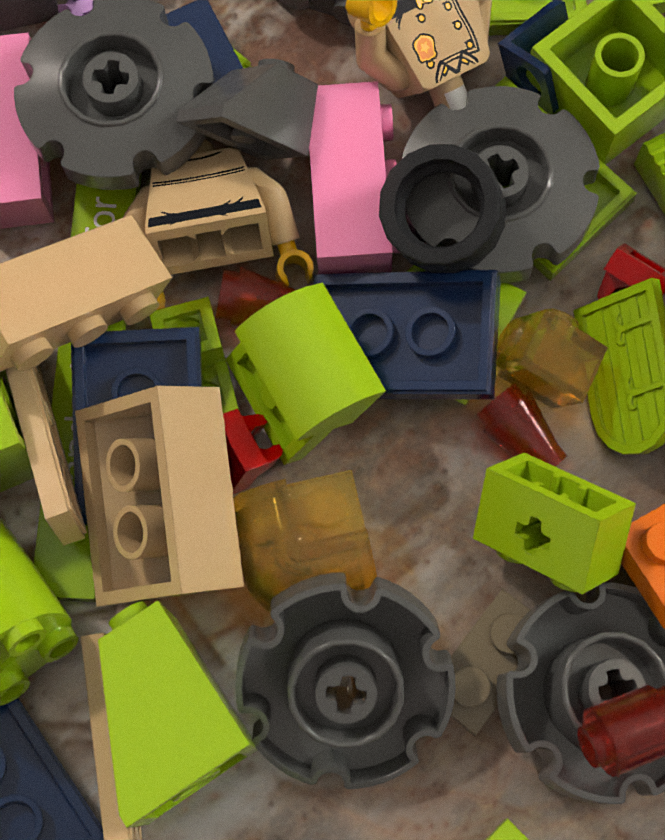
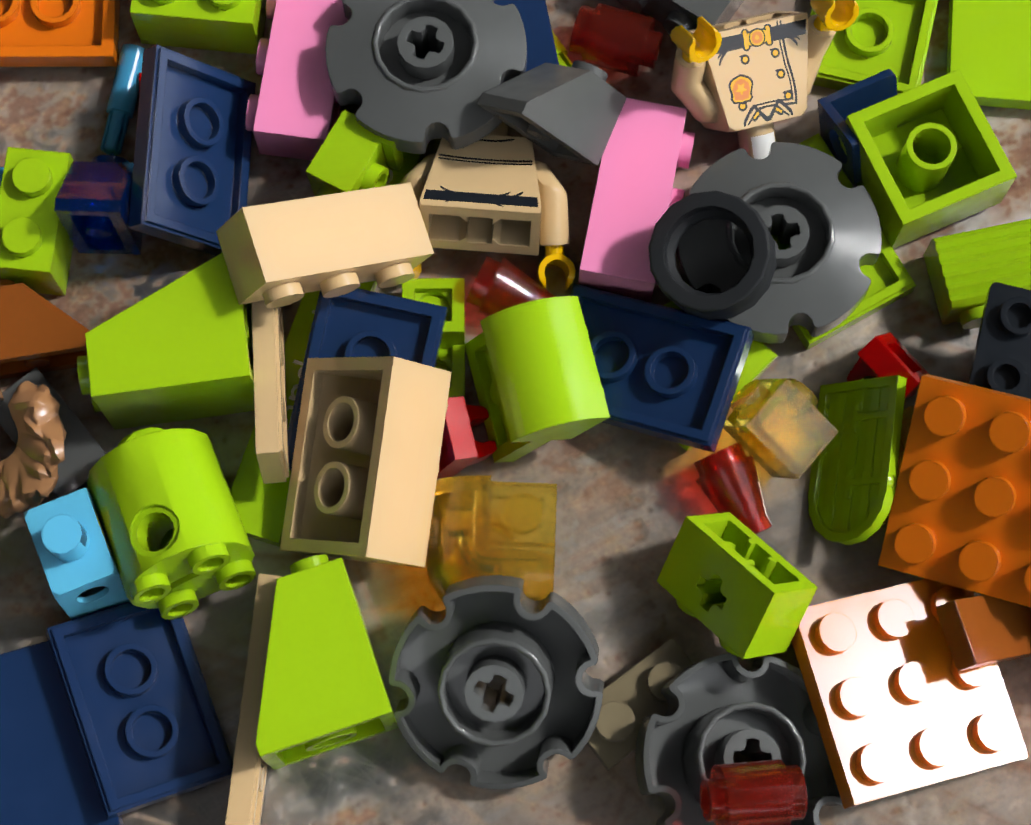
camera: 10 degrees right, 0 degrees up
(69, 206) = (352, 159): none -> lime brick
(293, 36) = (616, 39): none -> clear red brick

